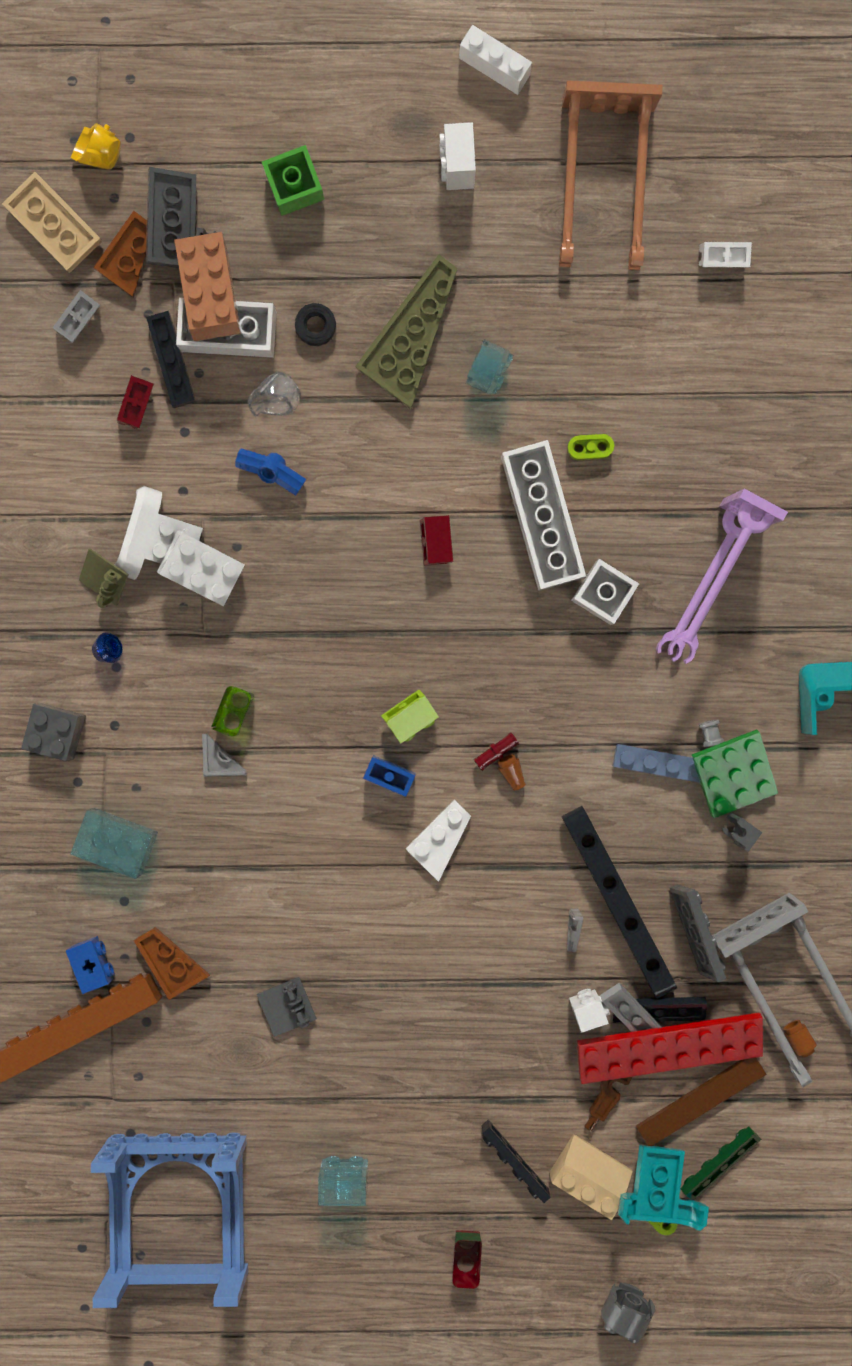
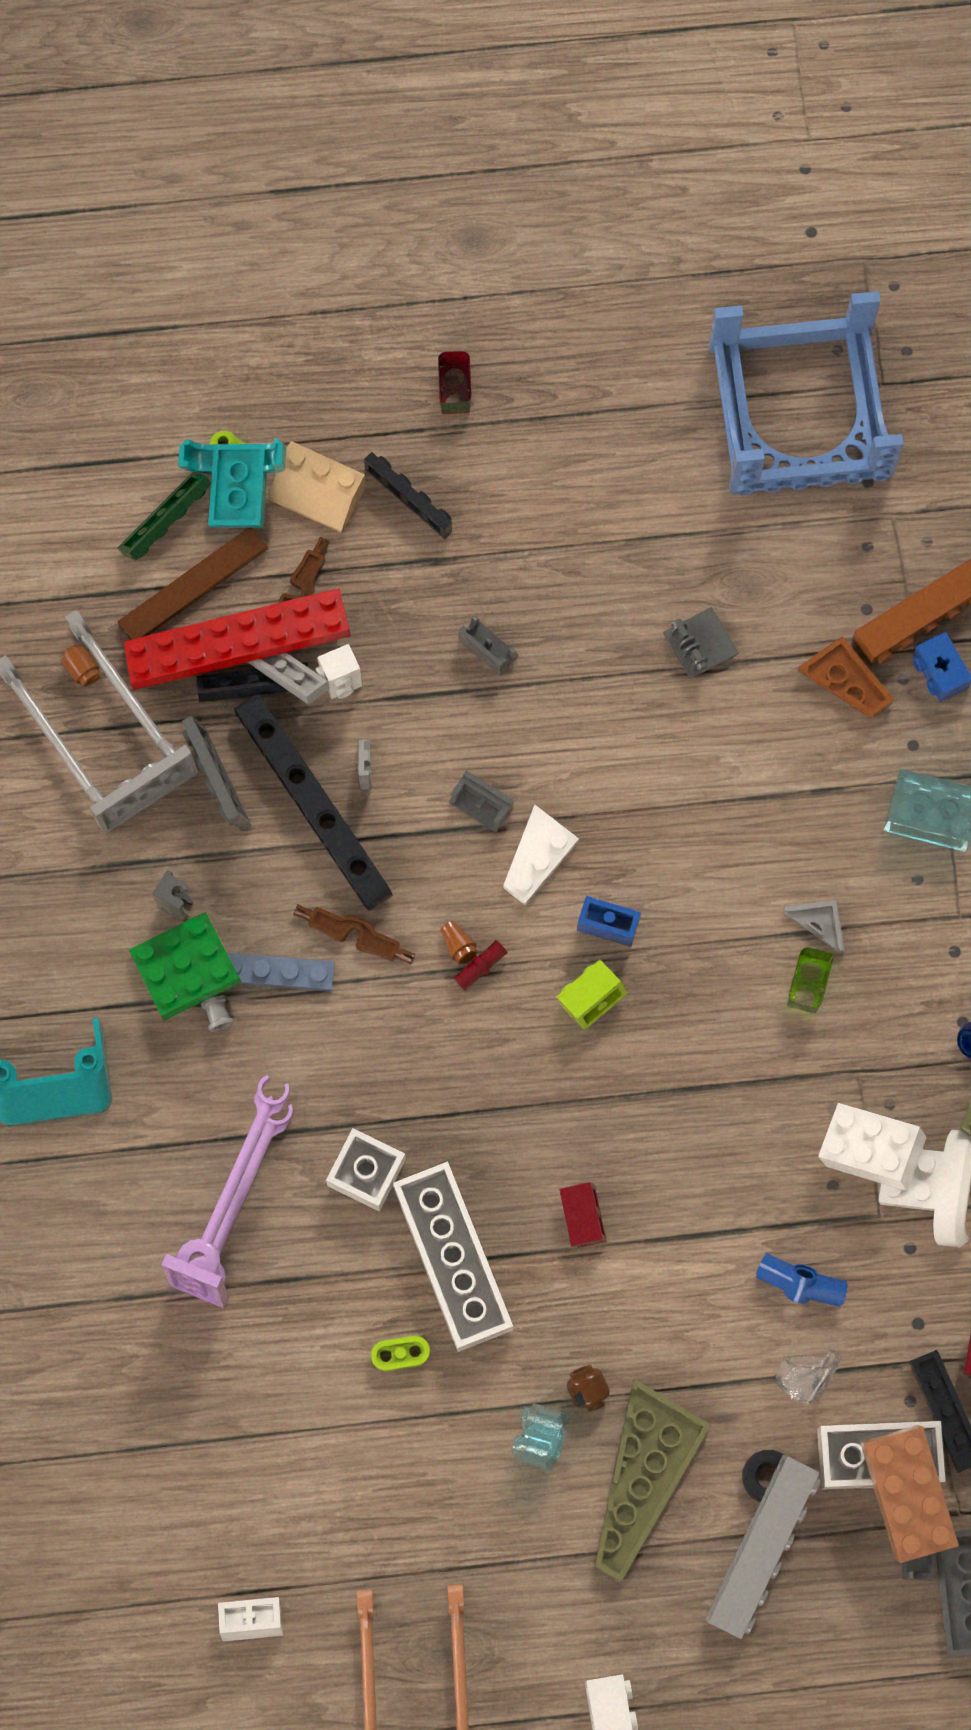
camera: 170 degrees right, 15 degrees down
(293, 180) = (820, 1657): bright green brick -> none
(327, 267) = (762, 1547): none -> light grey brick
(343, 1181) = (609, 453): clear light blue brick -> none
(447, 404) = (588, 1388): none -> reddish brown head
(463, 1022) = (487, 646): none -> dark grey hinge
(481, 888) = (481, 801): none -> dark grey hinge
(605, 794) = (340, 927): none -> reddish brown piece
(627, 1312) = (262, 343): dark grey brick -> none

